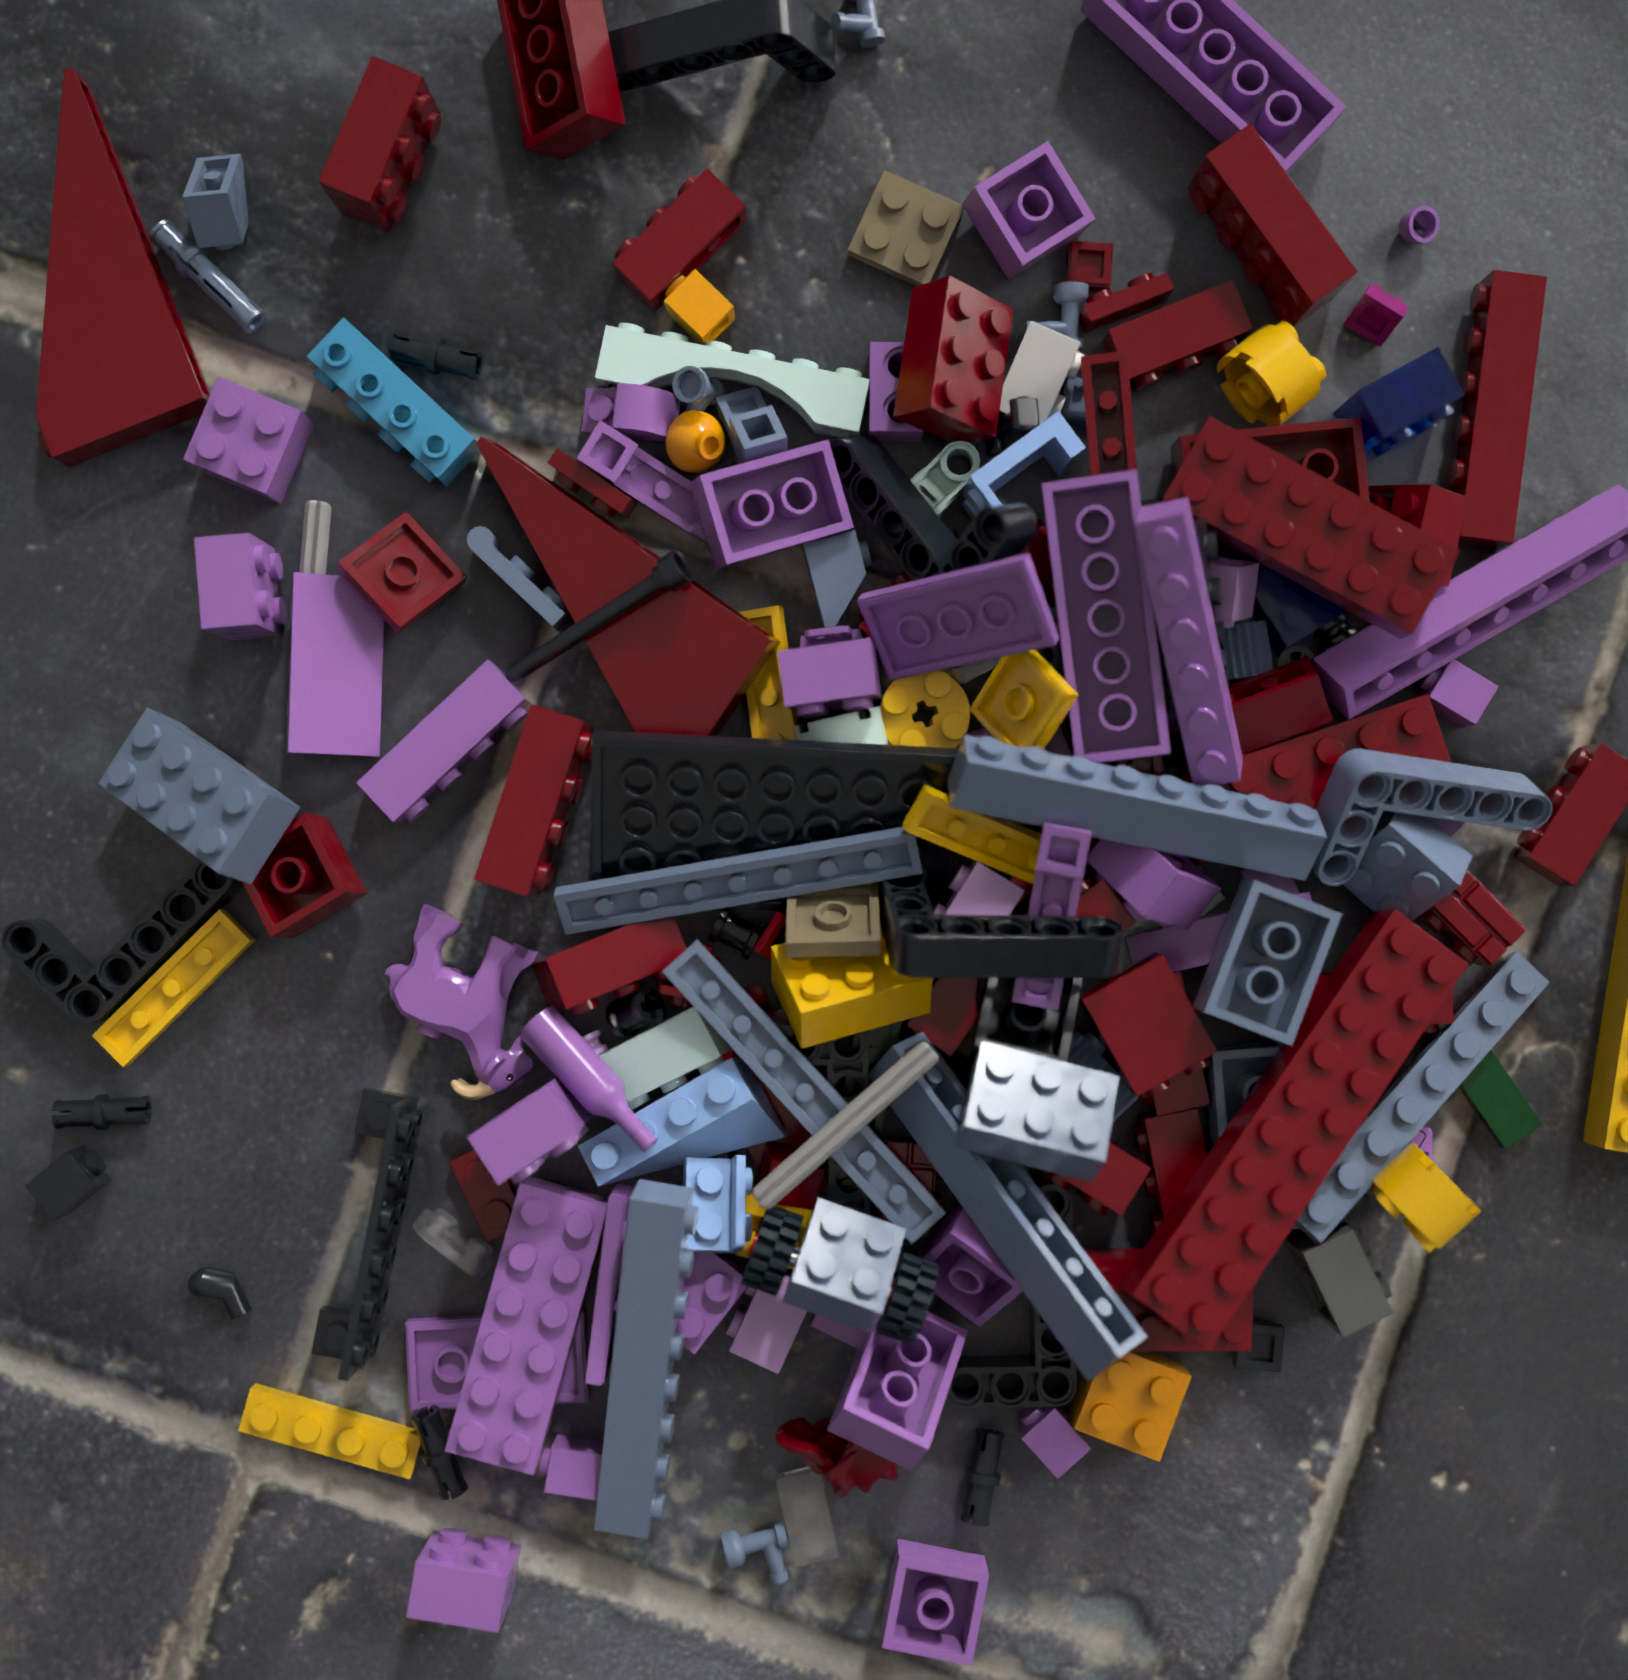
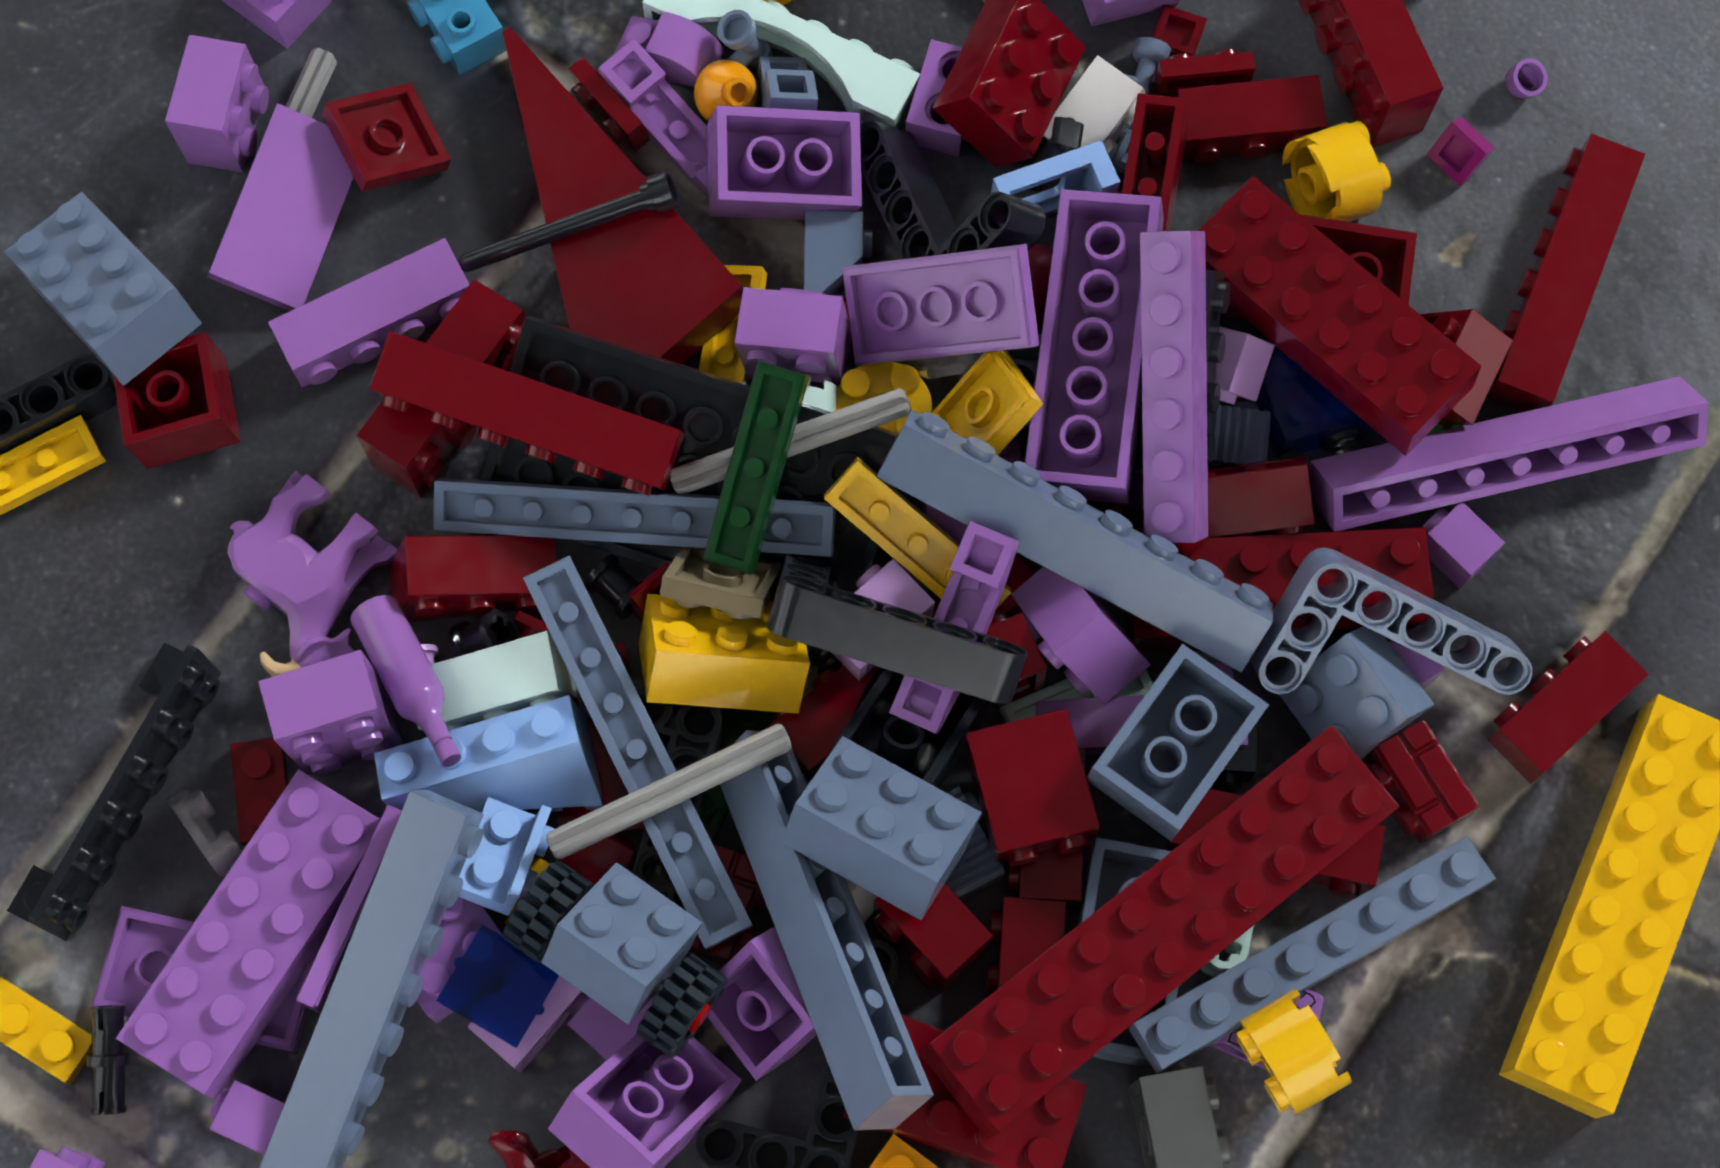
camera: 15 degrees right, 15 degrees down
(517, 576) = (501, 171): sand blue plate -> none
(619, 824) = (526, 411): none -> dark red brick
(744, 1318) = (497, 987): none -> clear blue piece
(838, 819) = (756, 467): none -> dark green tile
(862, 785) = (806, 436): none -> light grey axle
(942, 484) = (962, 187): light aqua piece -> none
(1404, 402) = (1465, 234): clear blue brick -> none
(1497, 1100) = (1408, 994): dark green tile -> none

